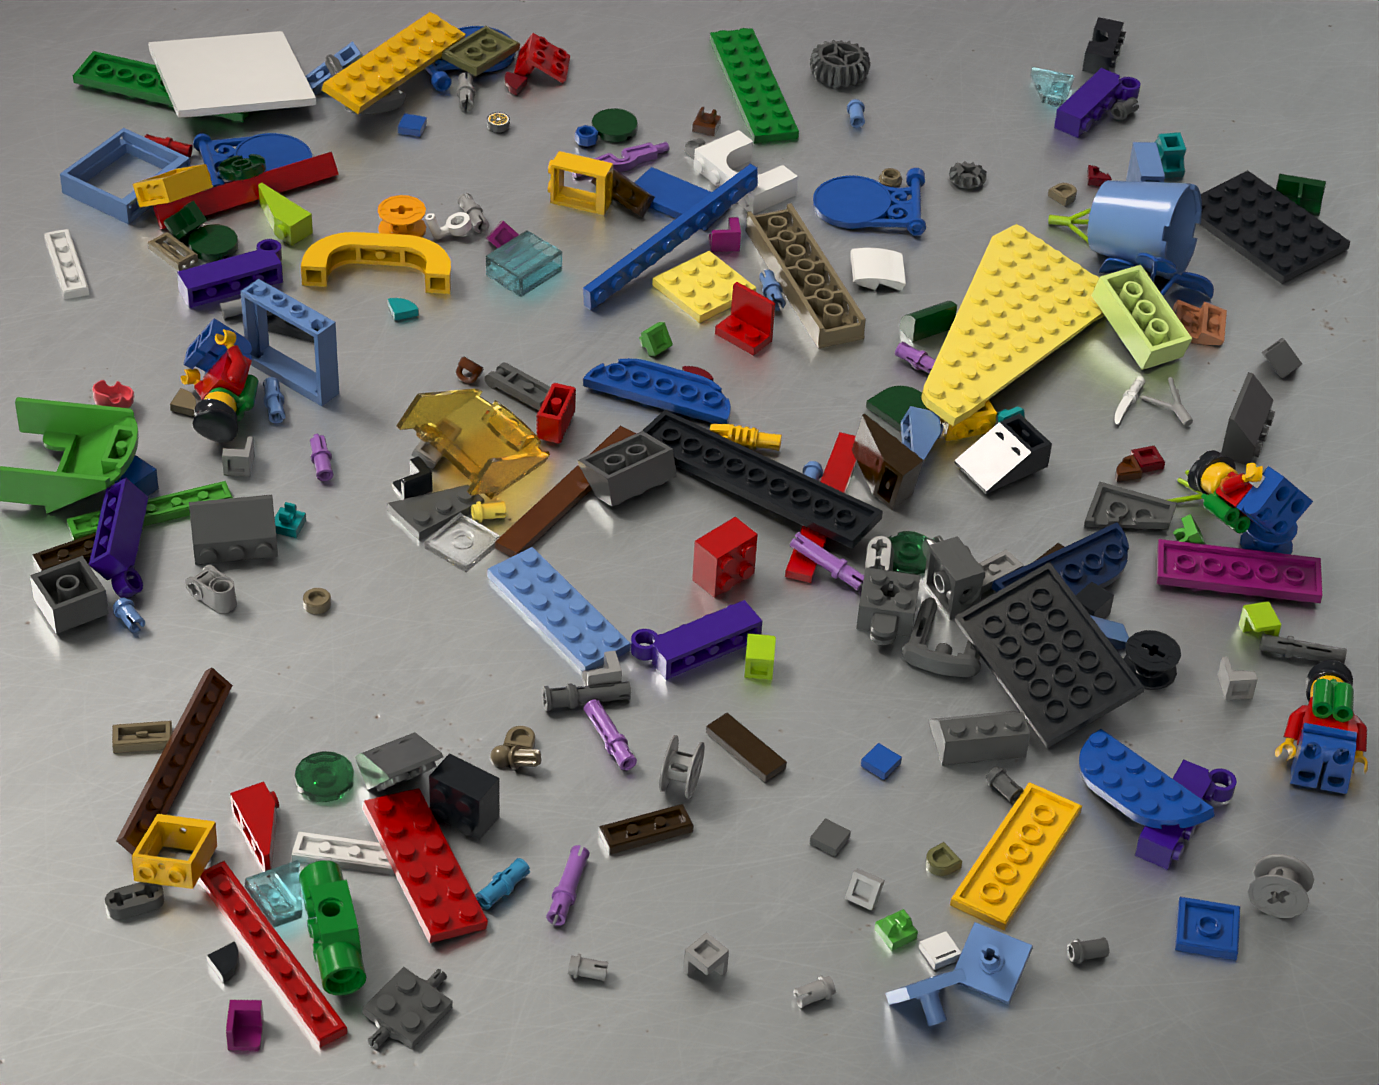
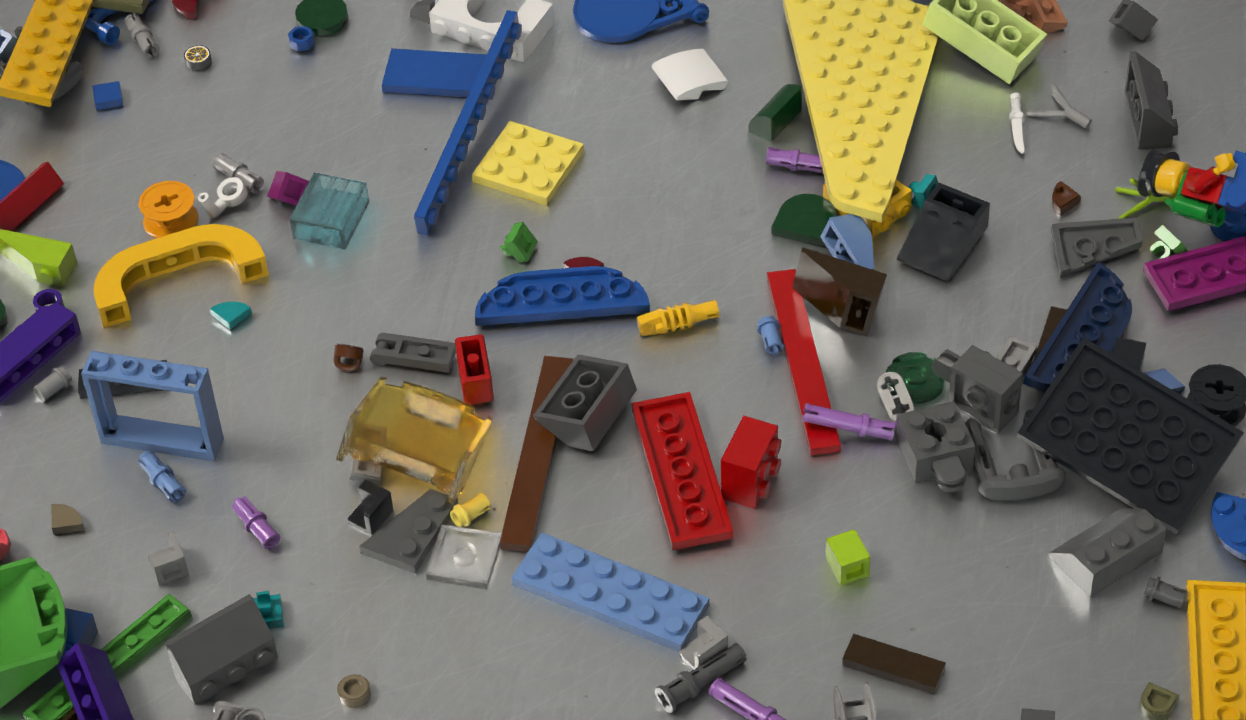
camera: 20 degrees left, 5 degrees up
(226, 385) = (101, 480): piece -> none
(575, 198) = (337, 112): yellow window -> none
(630, 194) = (379, 86): dark brown tile -> none
(632, 156) = (361, 44): medium lavender piece -> none
(668, 549) = (682, 471): none -> red plate
(697, 641) = (776, 567): dark purple hinge -> none
(728, 239) = (519, 102): magenta panel -> none
(750, 320) = (602, 185): red bracket -> none
(765, 481) = (729, 358): black plate -> none
(772, 289) = (600, 140): medium blue pin -> none
(805, 279) = (623, 114): dark tan tile -> none
(881, 761) = (1033, 620): blue tile -> none
(1148, 458) = (1076, 178): dark red tile -> none

